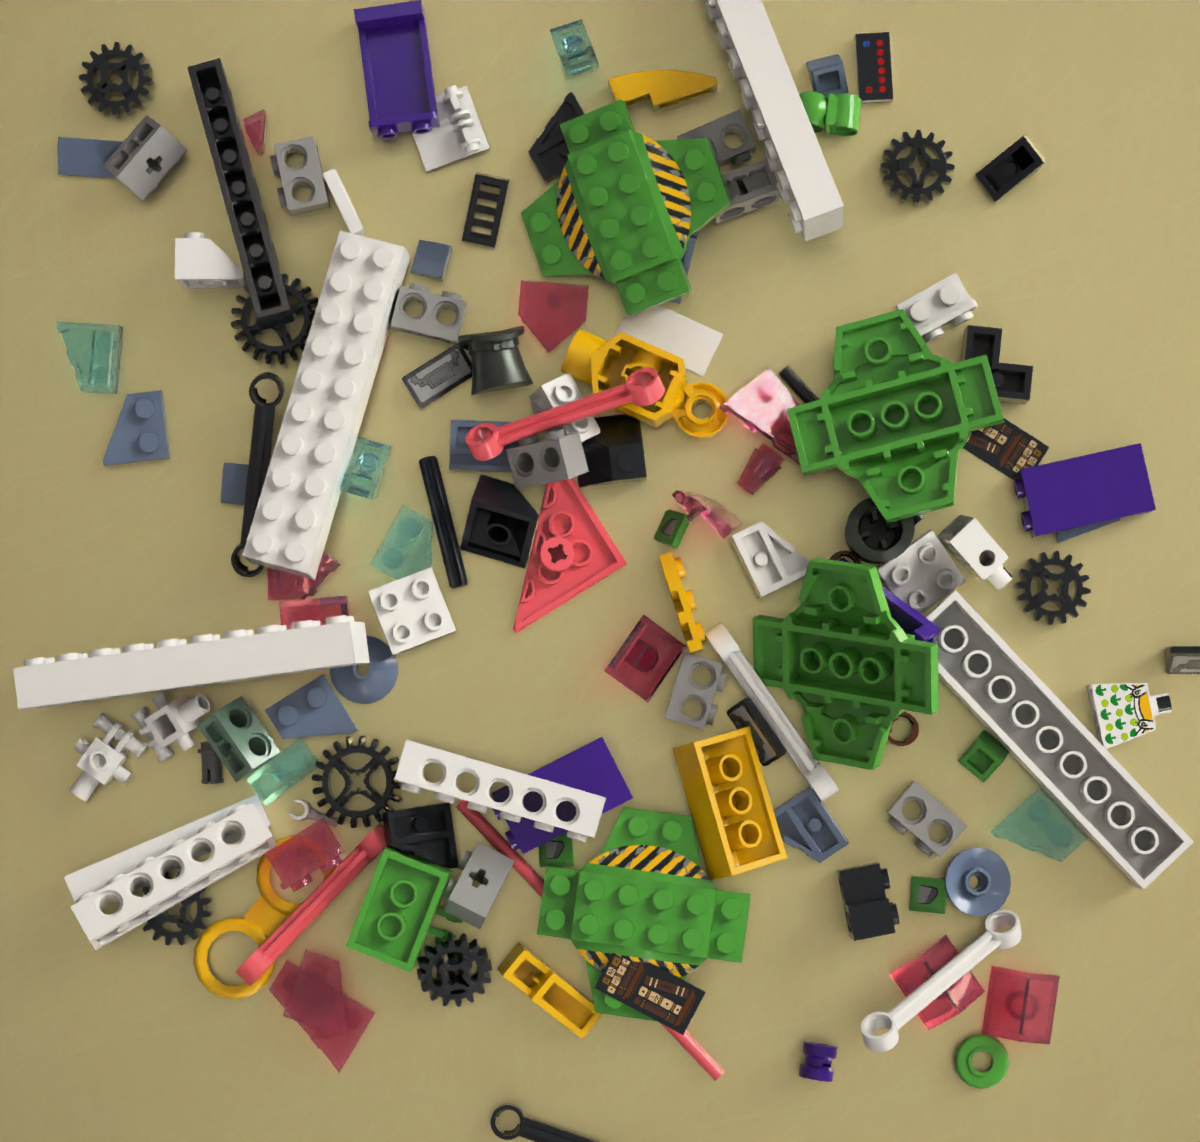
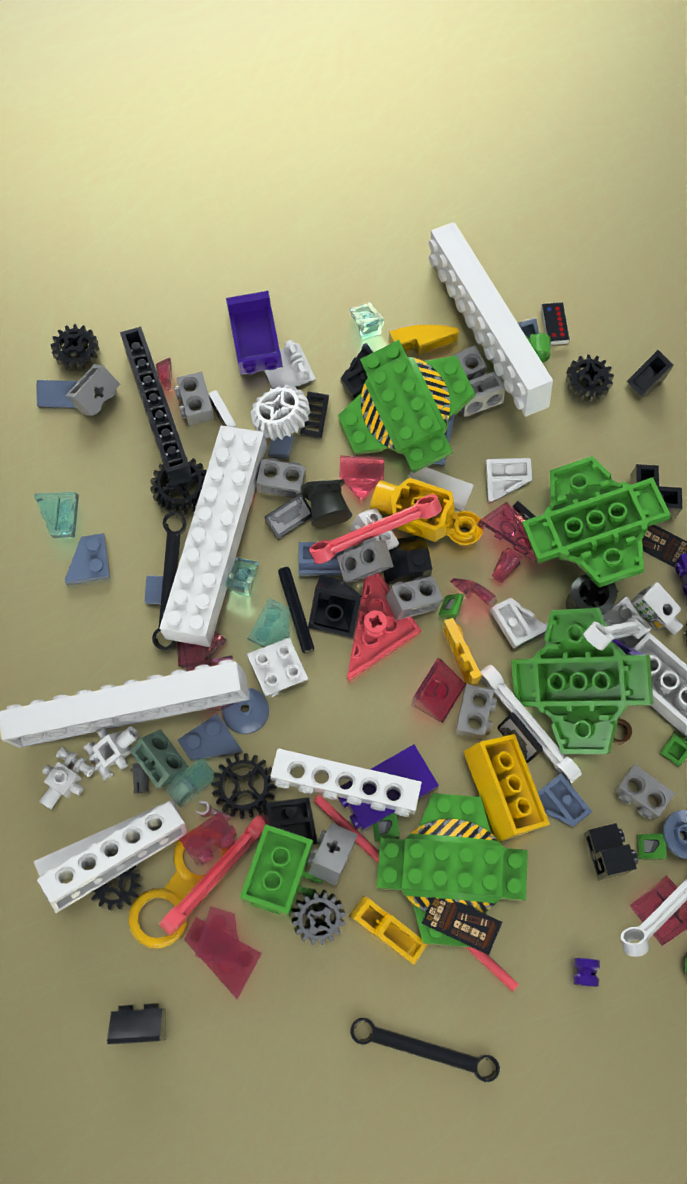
camera: 10 degrees left, 15 degrees down
(204, 265) = (134, 451): white slope -> none
(205, 1099) = (137, 1025): none -> black slope
(429, 193) = (277, 407): none -> white gear
(620, 522) = (415, 602): none -> light grey brick
(773, 325) = (506, 476): none -> white wing
(864, 621) = (601, 636): none -> white piece
(939, 306) = (617, 458): white bracket -> none

